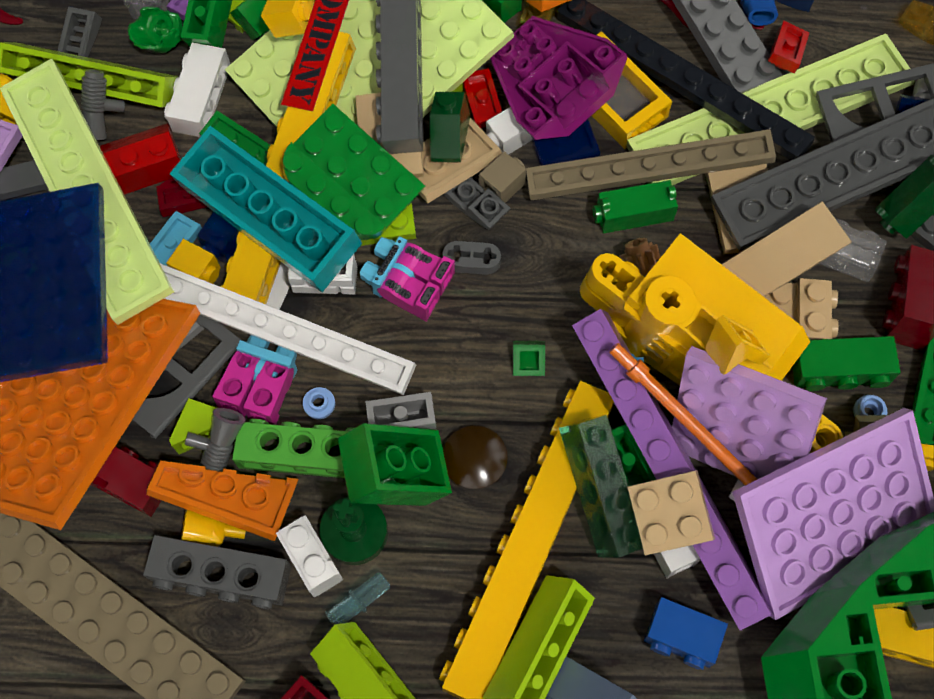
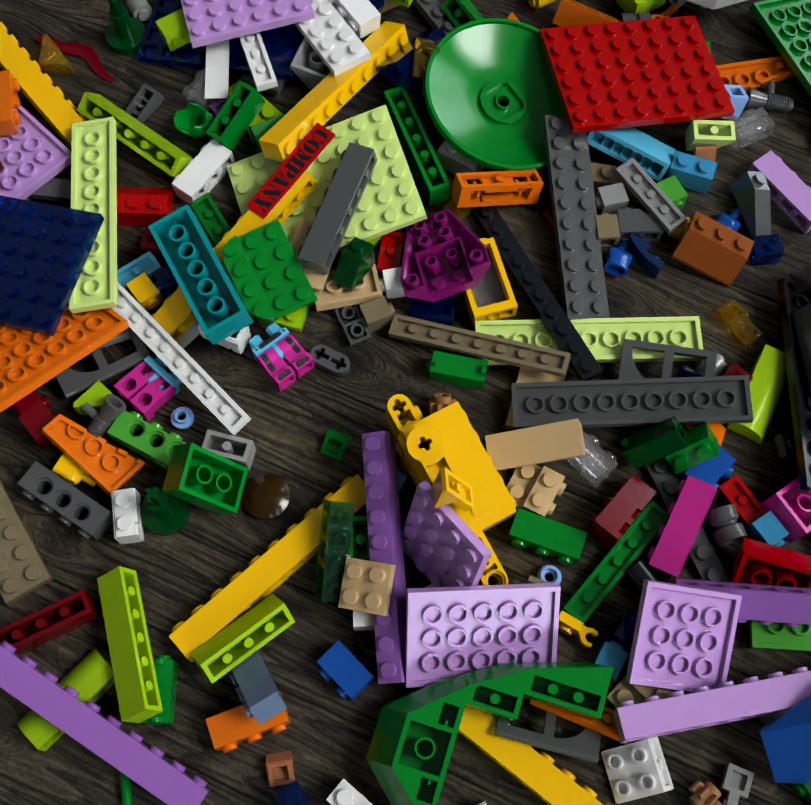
camera: 20 degrees right, 0 degrees up
(95, 102) = (129, 157): dark grey piece -> none
(358, 599) = (146, 557): clear light blue axle -> none
(639, 372) = (387, 483): orange bar -> none
(788, 47) = (623, 298): red plate -> none

